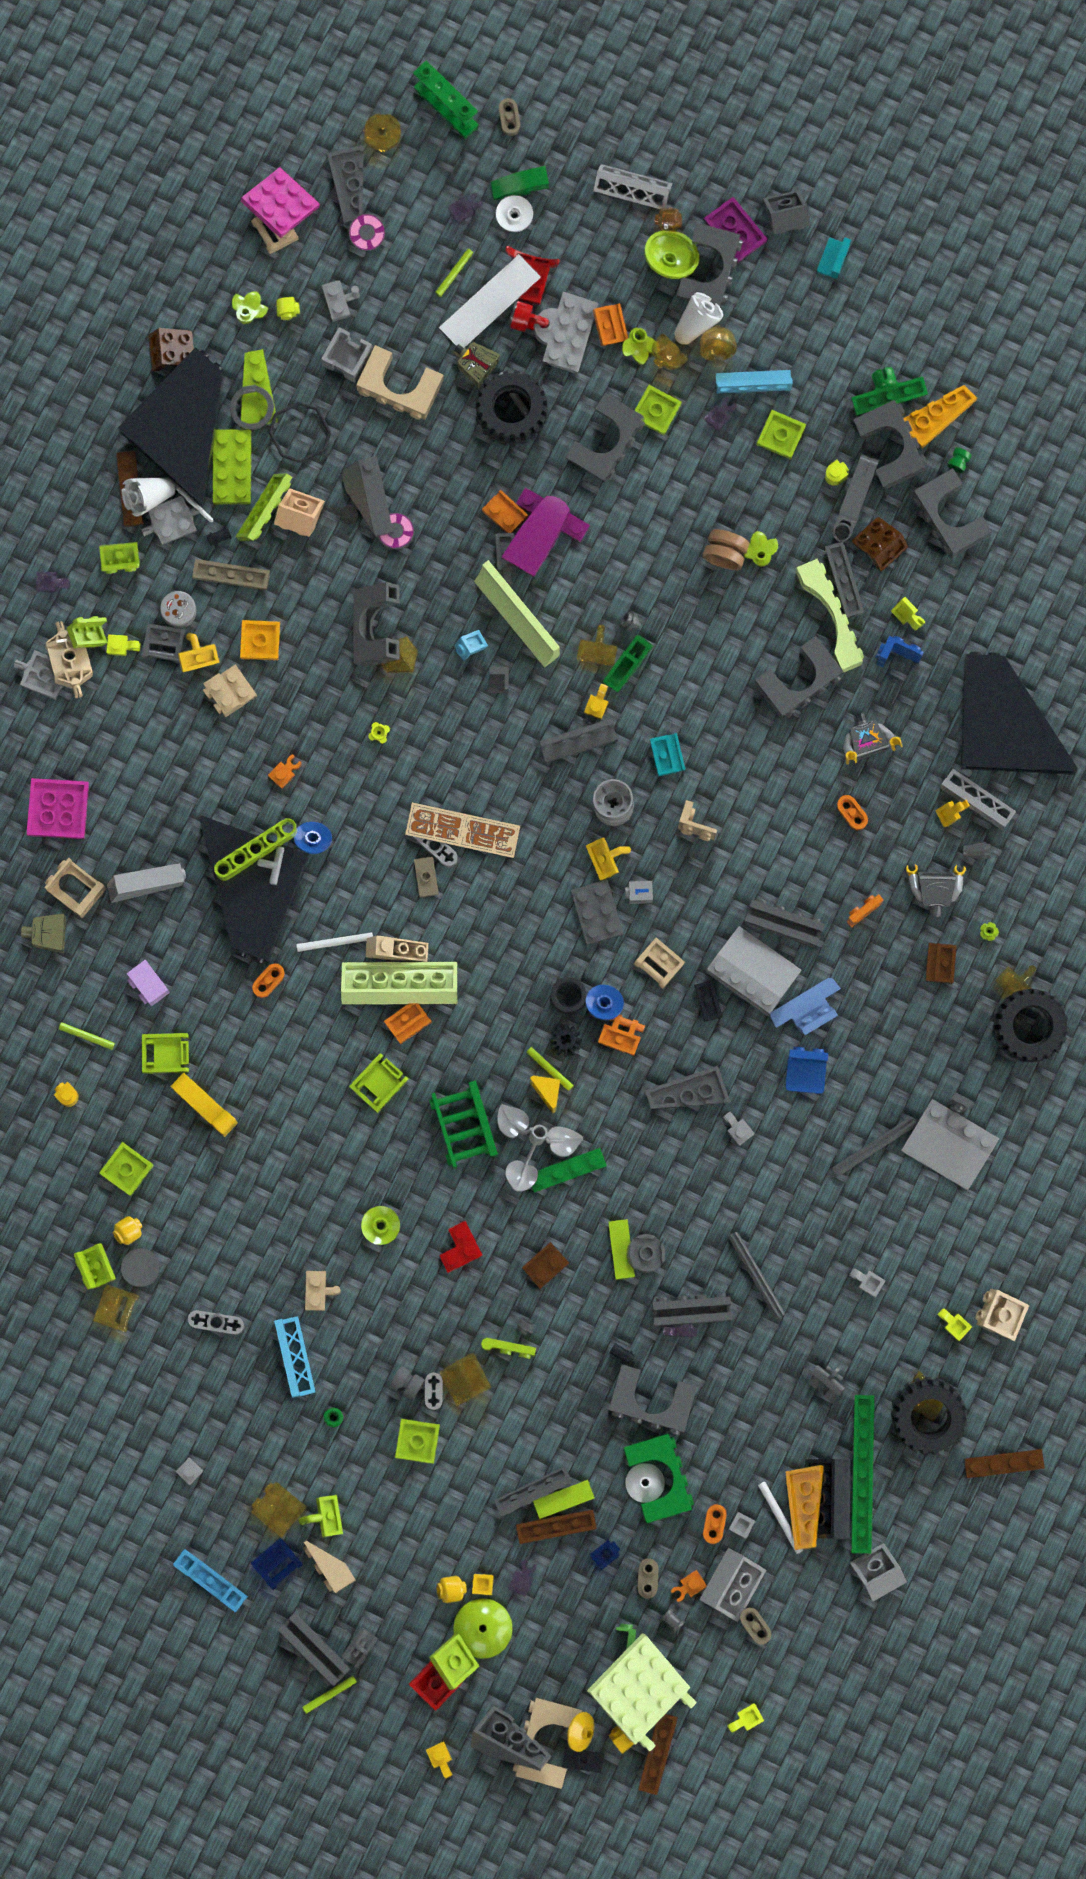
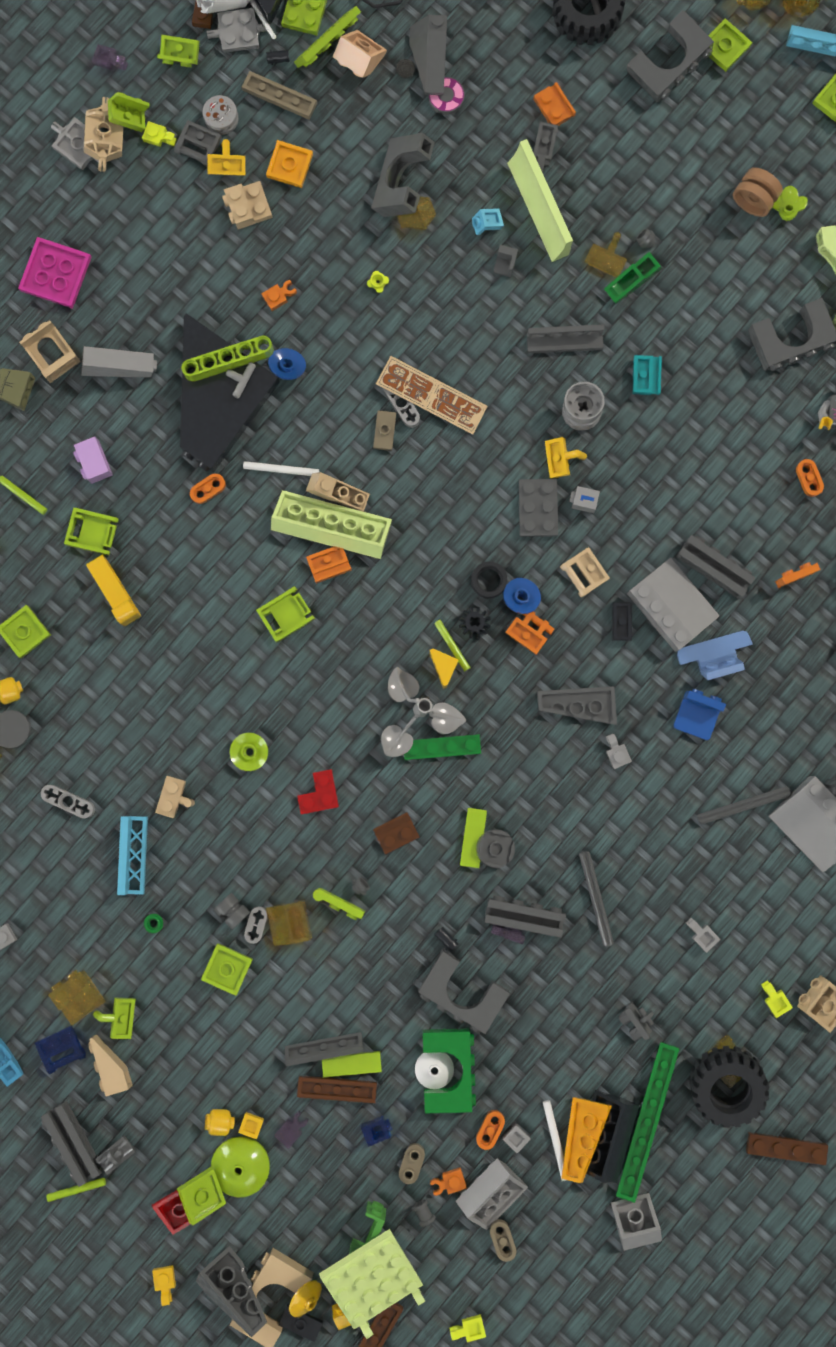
camera: 20 degrees right, 5 degrees up
(476, 1111) = (371, 686): green fence -> none
(541, 531) = (585, 129): magenta slope -> none
(596, 704) = (592, 309): yellow plate -> none
(688, 827) = (650, 449): tan bracket -> none
(719, 416) = (785, 65): clear purple plate -> none

